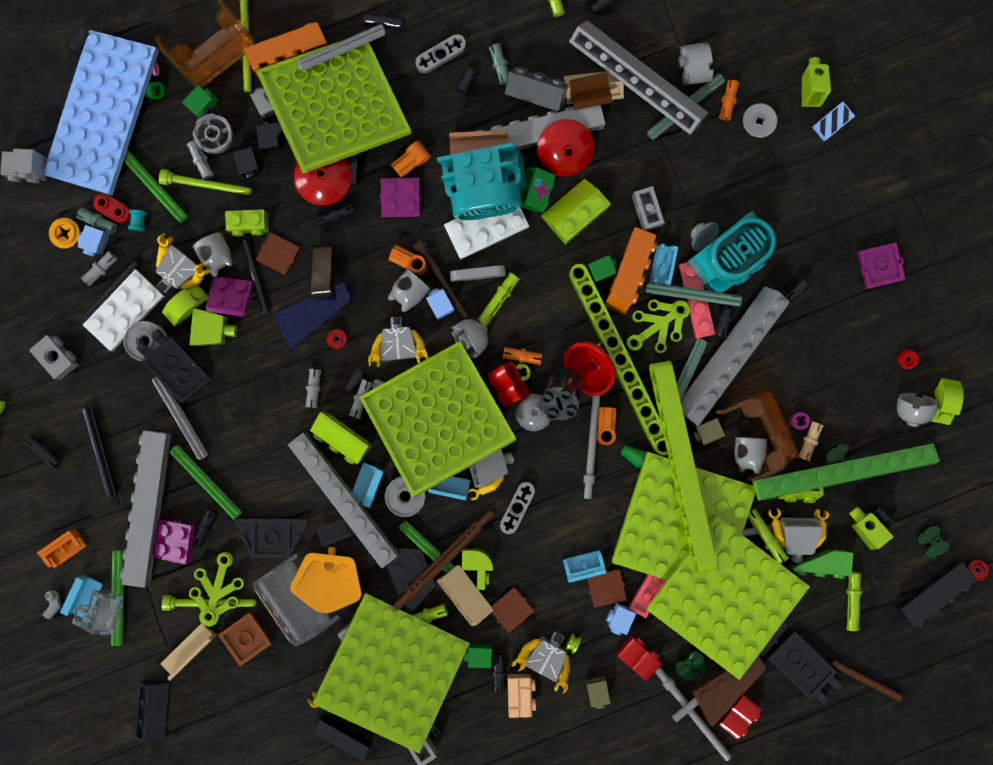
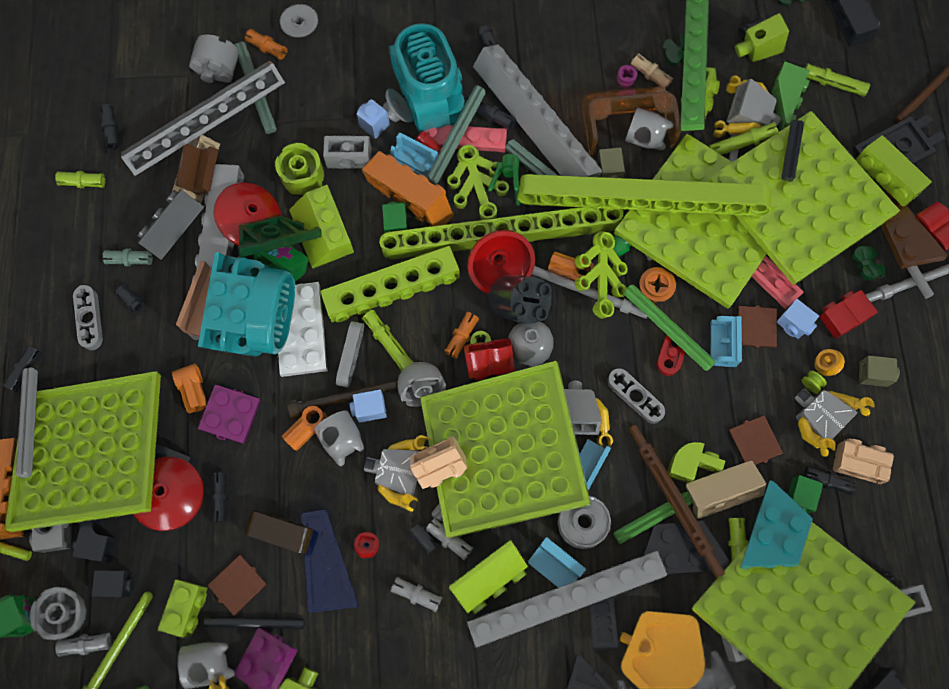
camera: 70 degrees left, 15 degrees down
(409, 373) = (438, 463): none -> light nougat brick
(441, 642) = (778, 532): none -> teal wing
(519, 244) = (377, 281): none -> lime brick
(550, 176) = (273, 234): none -> dark green wing
(560, 528) = (669, 354): none -> red plate
(579, 518) = (669, 327): none -> bright green axle
(593, 652) = (829, 362): none -> light orange hat
(608, 452) = (603, 247): none -> lime plant
(623, 165) = (299, 169): none -> lime brick
(623, 504) = (666, 280): none -> orange gear
(679, 272) = (425, 139): none -> red pin
(679, 348) = (510, 169): none -> green plant
(686, 218) = (372, 118): none -> light blue brick
(762, 579) = (792, 150): none -> black axle
(775, 667) = (893, 171): none -> lime brick

